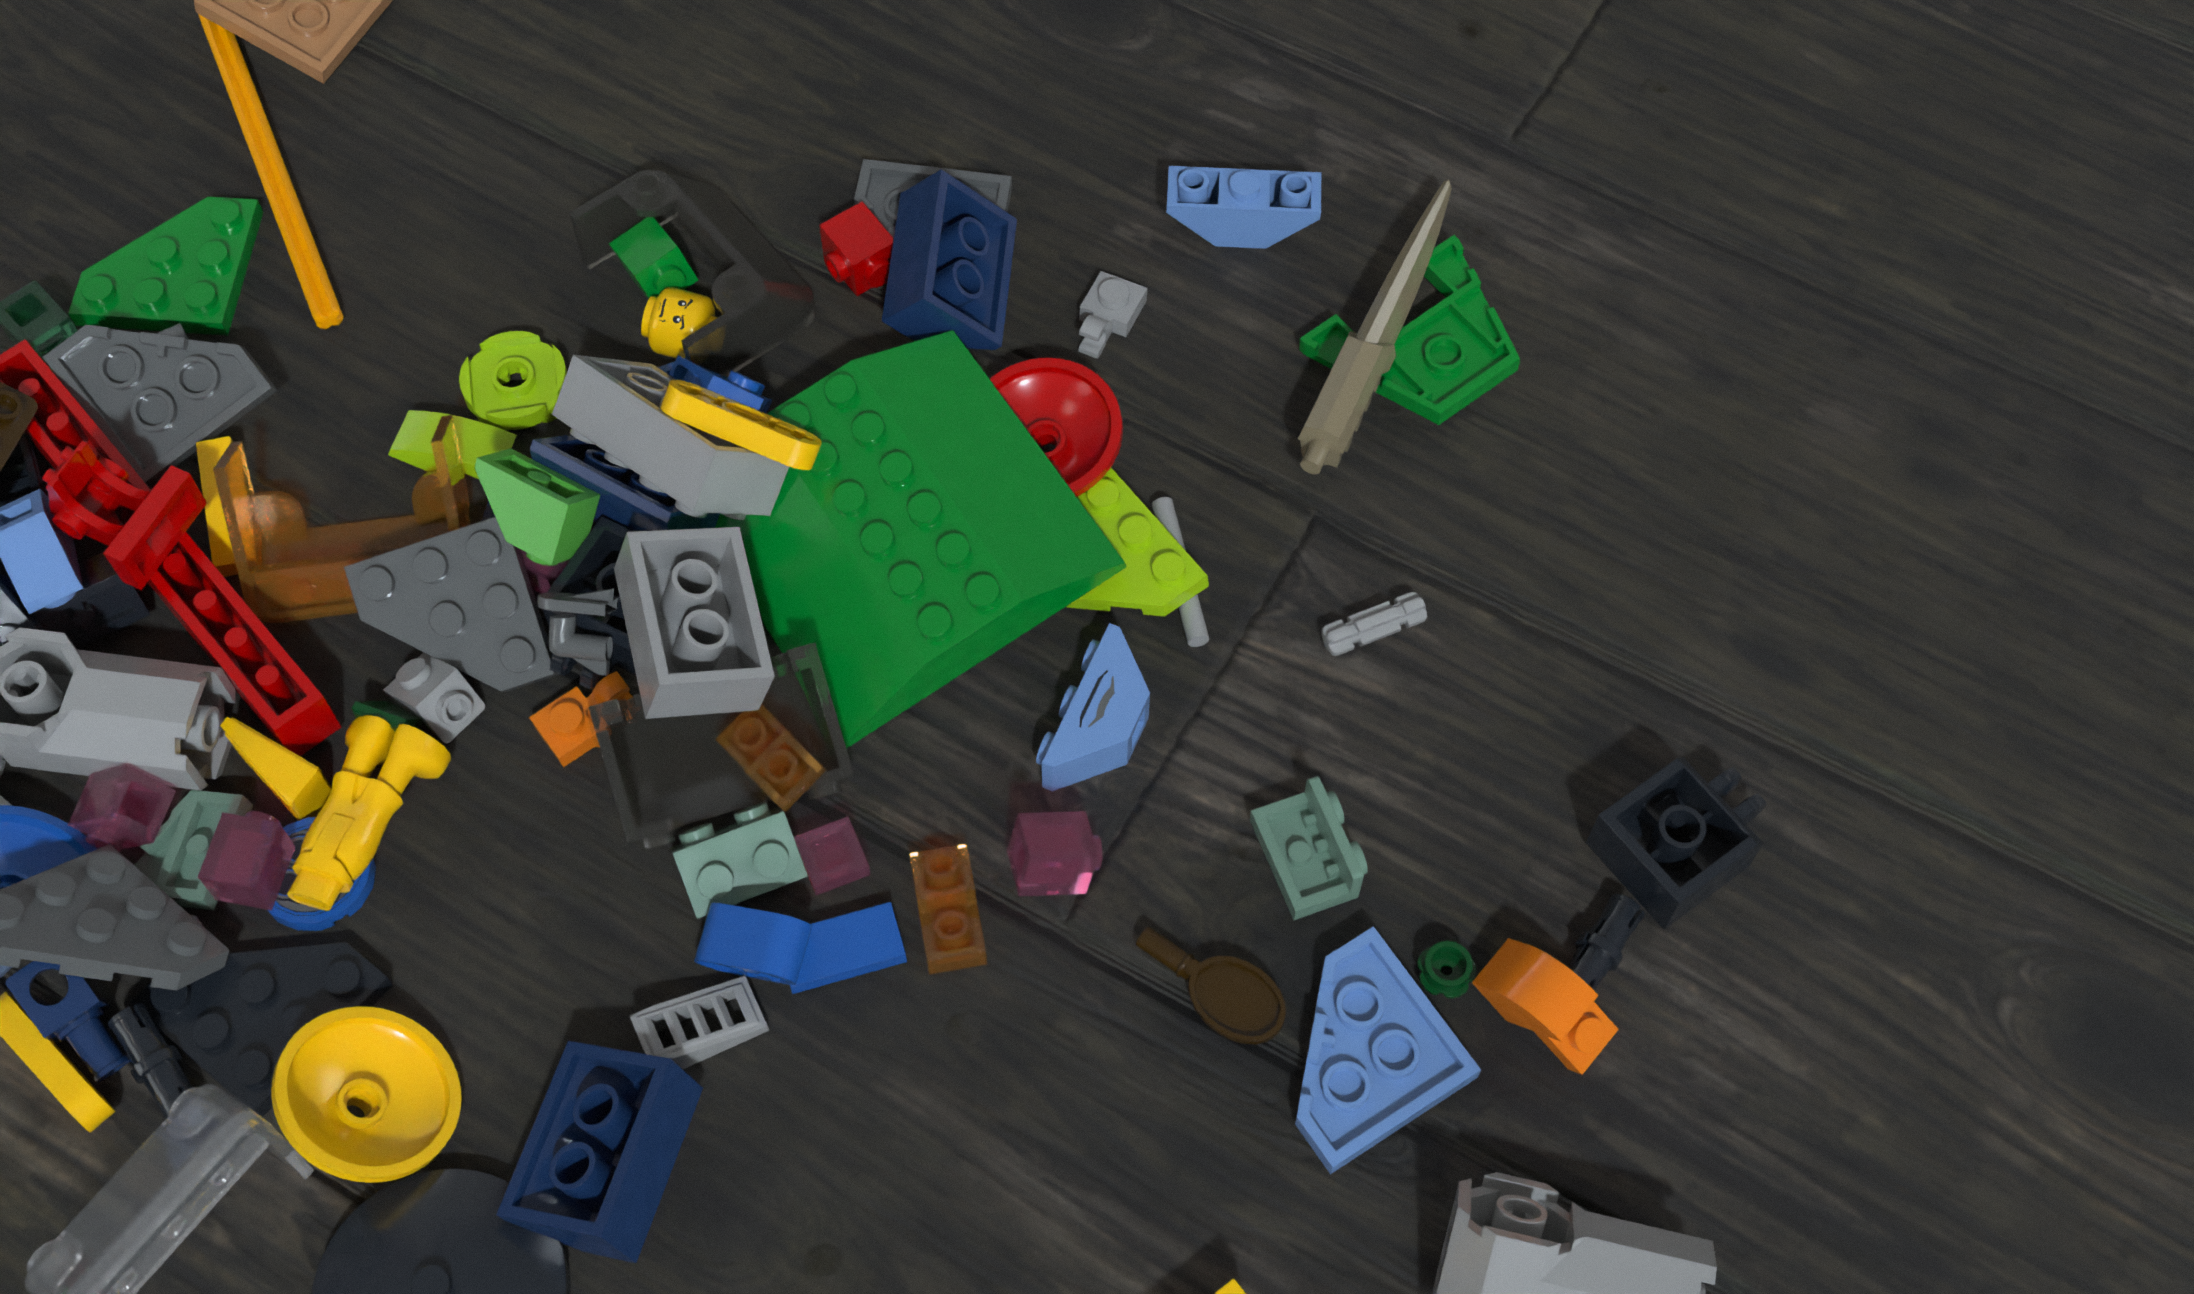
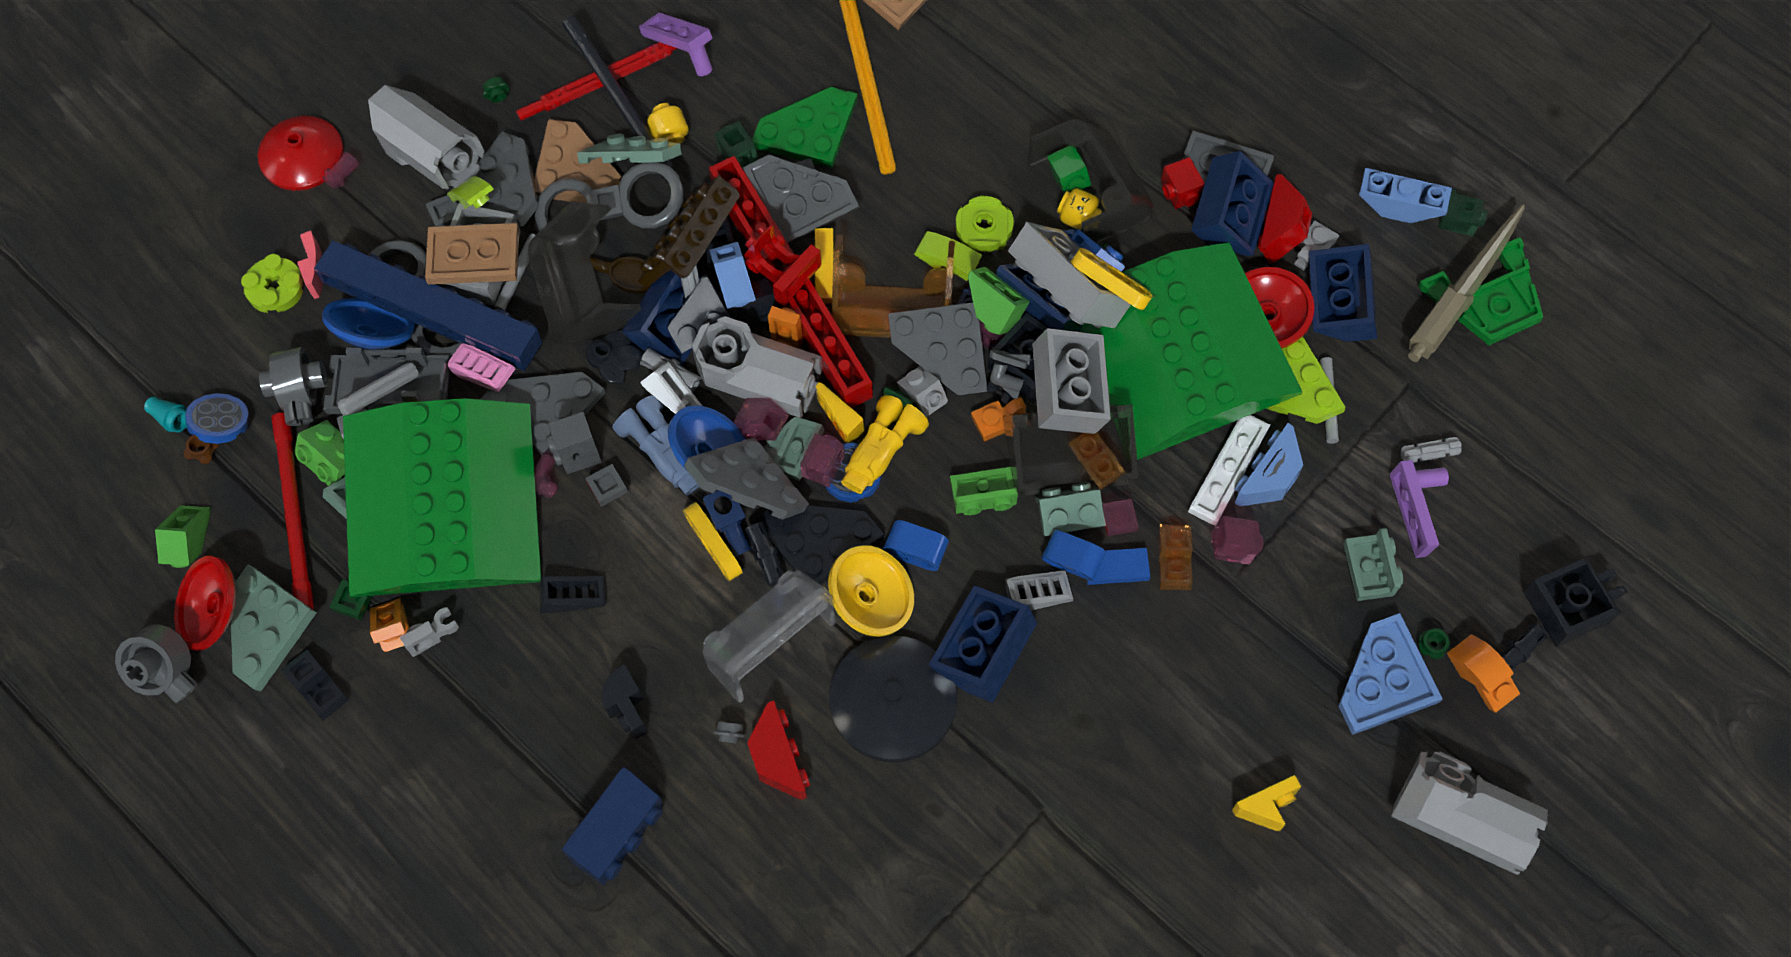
camera: 15 degrees right, 5 degrees up
(151, 627) = (785, 326): none -> orange plate
(451, 986) = (916, 545): none -> blue beam
(568, 858) = (983, 491): none -> bright green bracket
(1018, 727) = (1228, 469): none -> white tile
(1048, 280) = (1285, 220): none -> red slope
(1170, 381) = (1343, 293): none -> dark blue slope
(1224, 991) = (1314, 630): dark brown piece -> none
(1346, 698) = (1407, 487): none -> medium lavender piece
(1351, 216) = (1463, 214): none -> clear green brick

